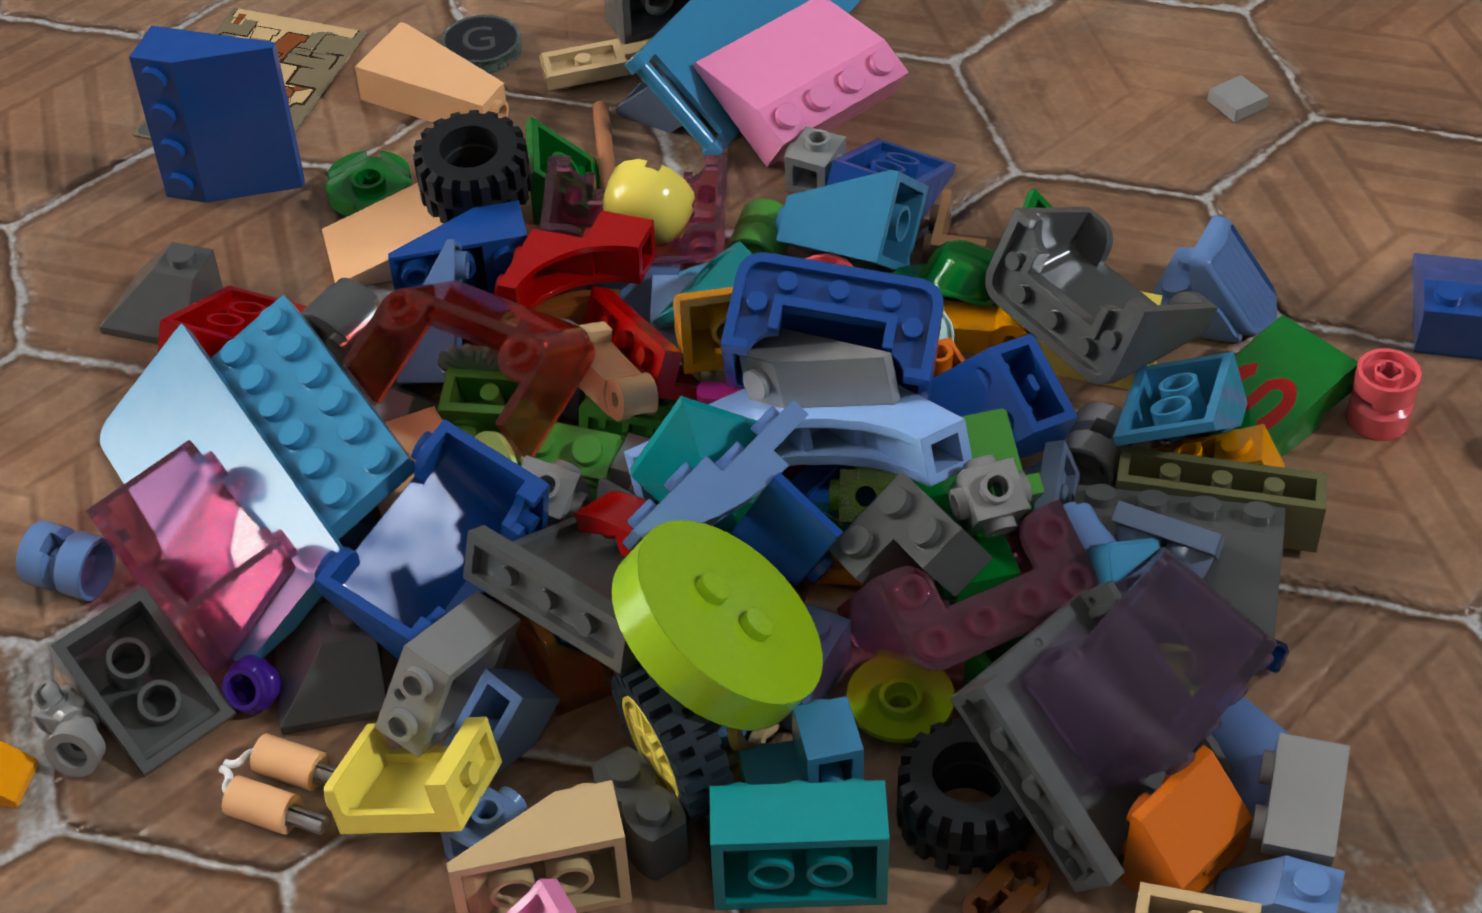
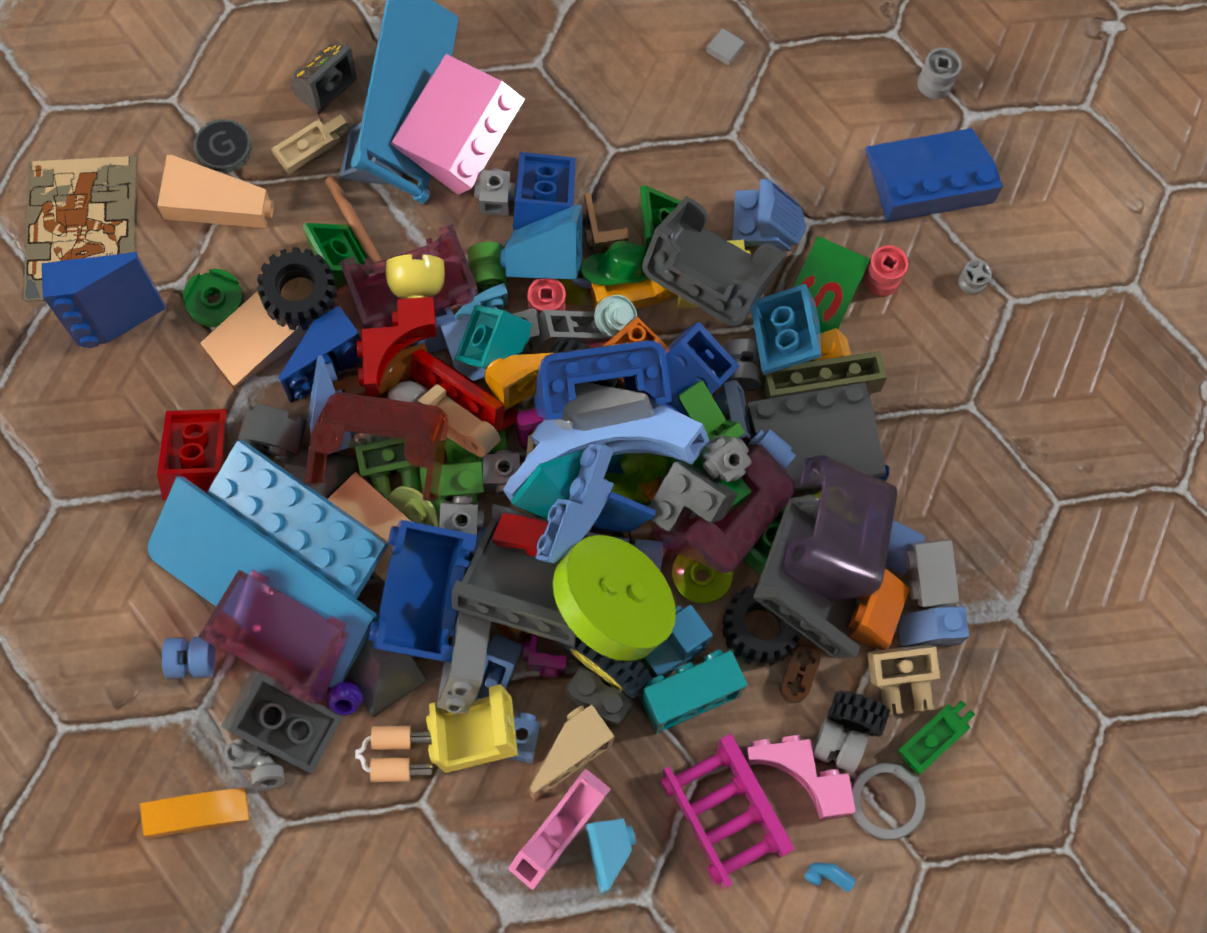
camera: 30 degrees left, 25 degrees up
(162, 287) = (130, 436): dark grey slope -> none
(577, 732) = (546, 664): none -> magenta bracket
(1118, 559) = (802, 465): dark azure slope -> none
(1188, 542) = (828, 434): sand blue tile -> none

